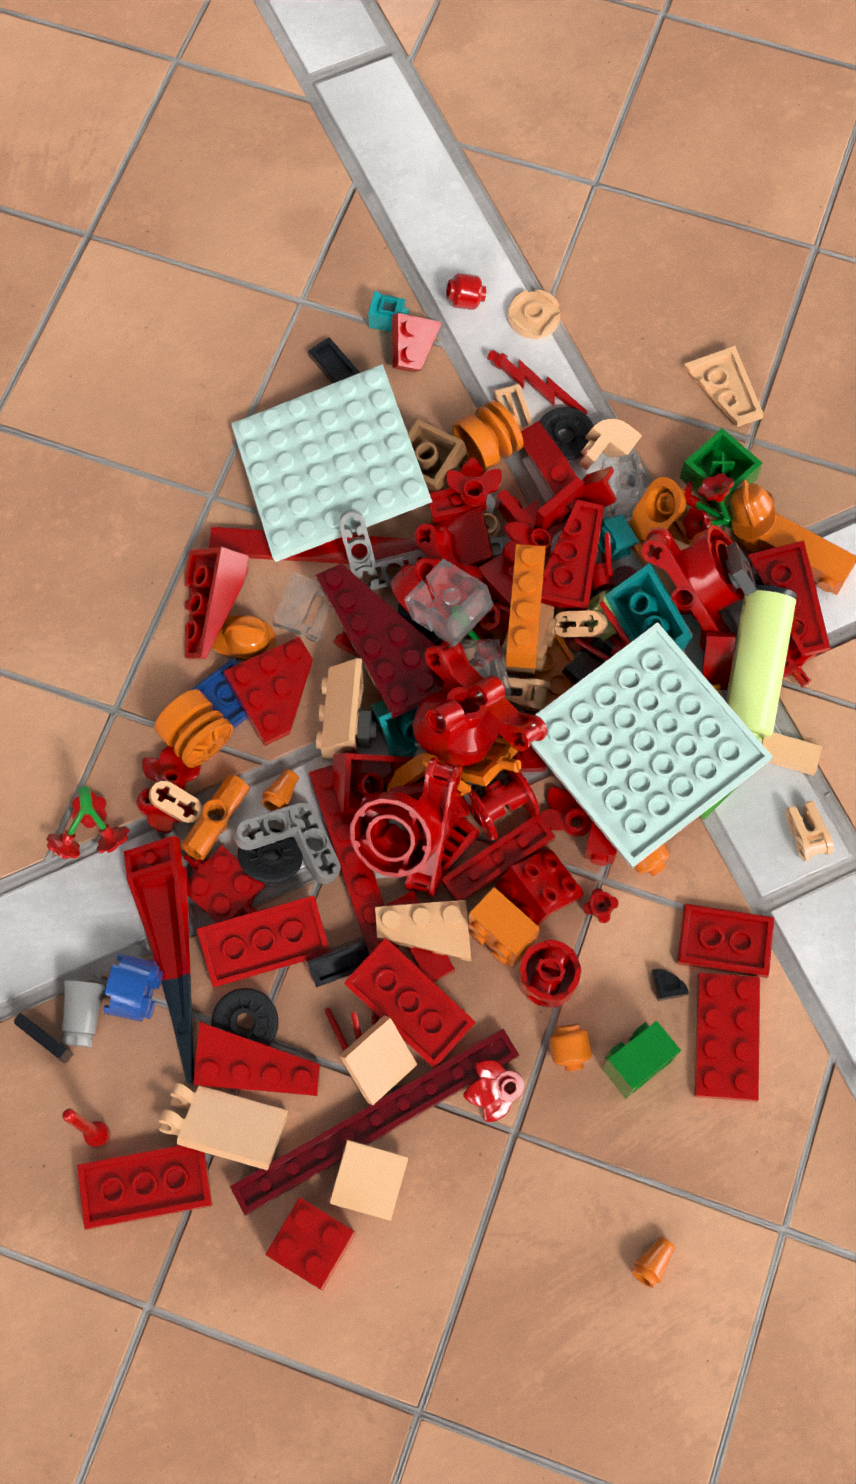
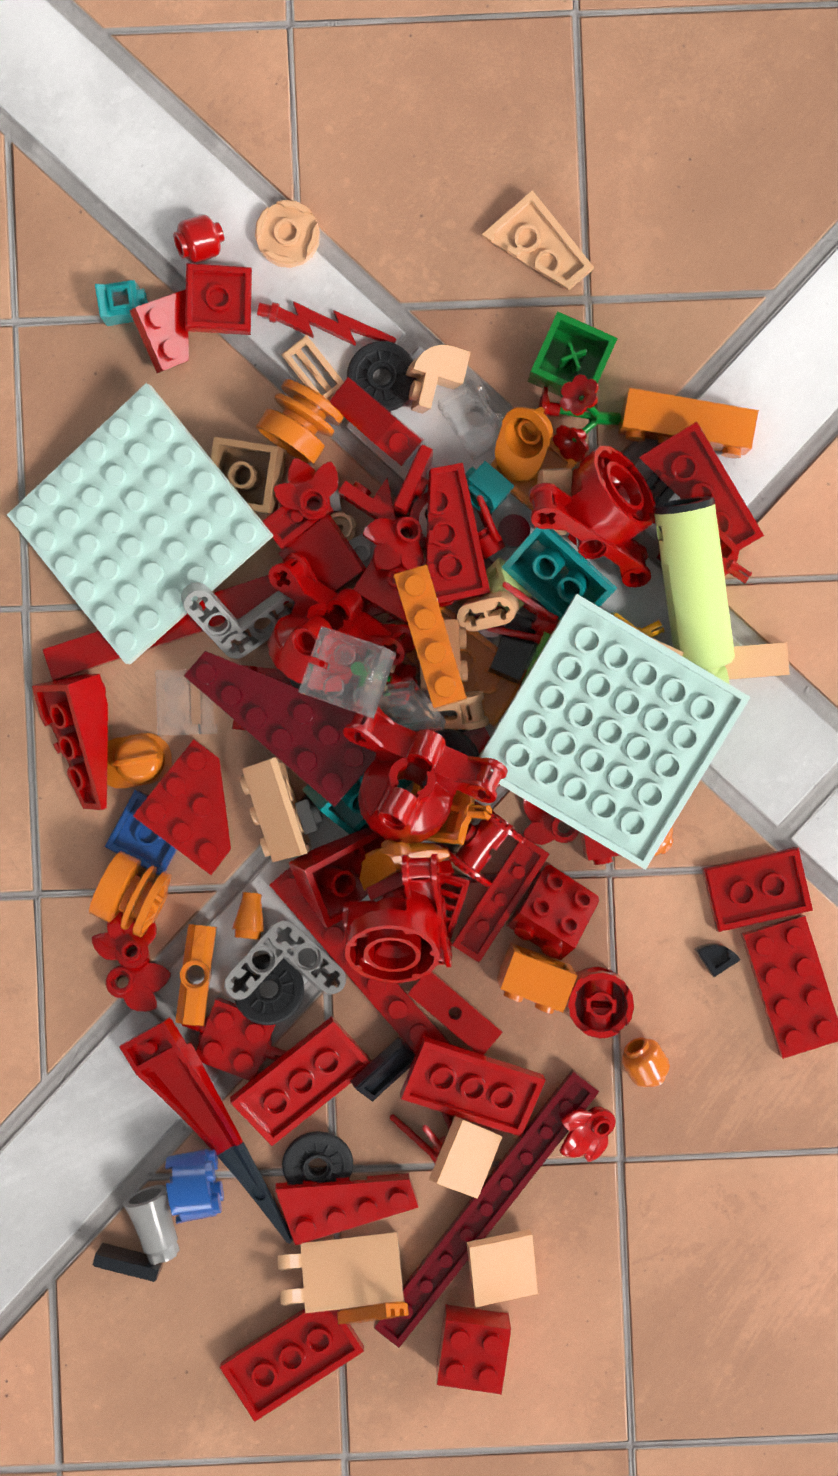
camera: 20 degrees left, 20 degrees up
(90, 811) = (61, 1020): red plant -> none
(94, 1133) = (222, 1329): red piece -> none
(179, 796) = (148, 969): light nougat beam -> none
(236, 1166) = (372, 1312): none -> orange tile
(332, 361) = (88, 390): black tile -> none
(428, 926) = (459, 1004): light nougat wing -> none
(462, 336) = (218, 299): none -> red plate
(597, 489) = (442, 438): red panel -> none
(606, 899) = (627, 911): red plate -> none
(640, 1059) = (720, 1054): green brick -> none
(652, 1264) = (798, 1232): orange cone -> none
(718, 658) = (648, 593): red tile -> none
(739, 569) = (640, 487): dark grey plate -> none
(752, 511) = (627, 403): orange piece -> none
(809, 842) = (813, 743): light nougat piece -> none

